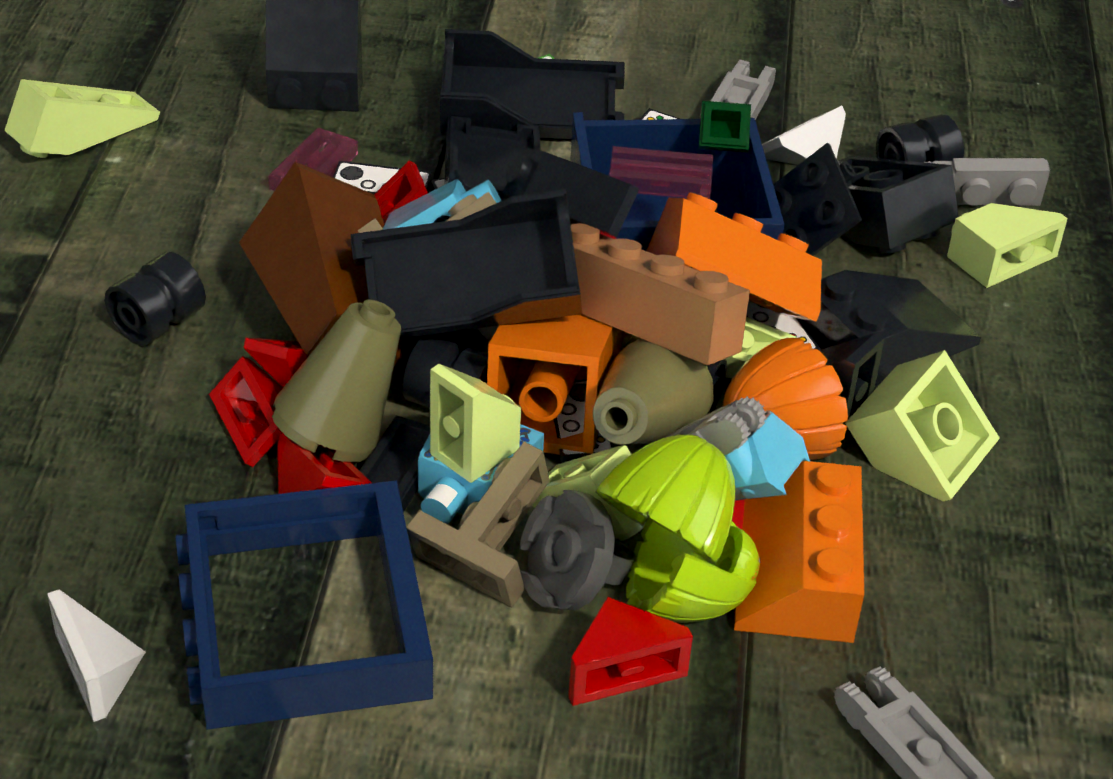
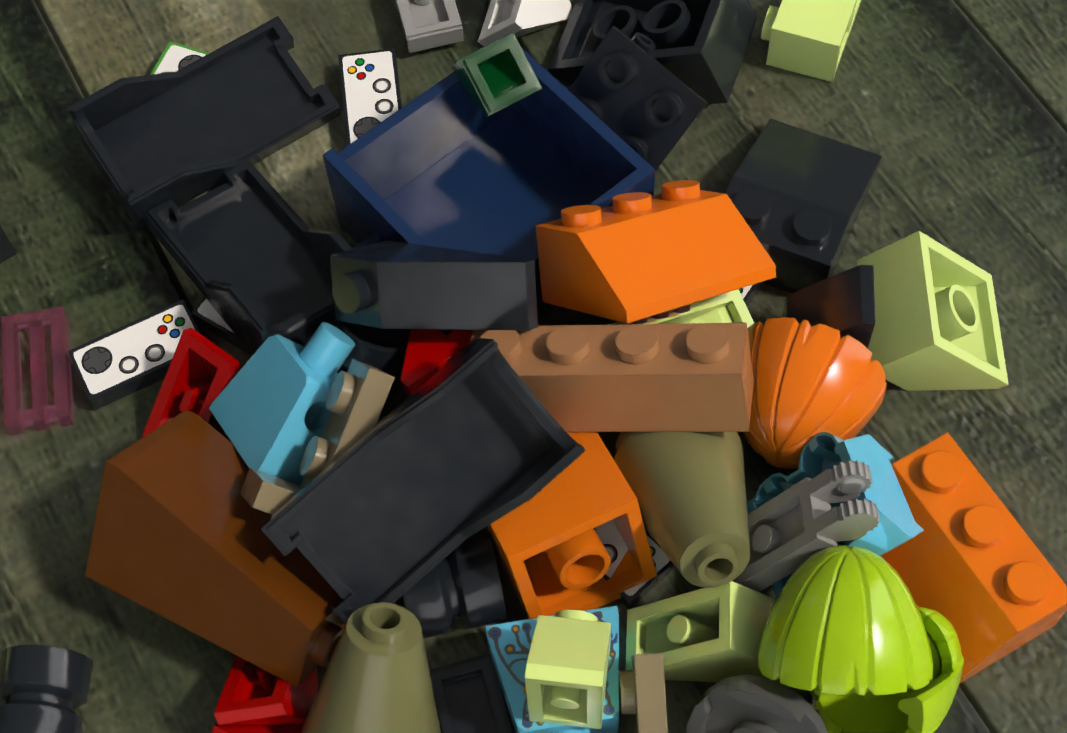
camera: 30 degrees left, 20 degrees up
(663, 171) = (480, 176): clear pink tile -> none

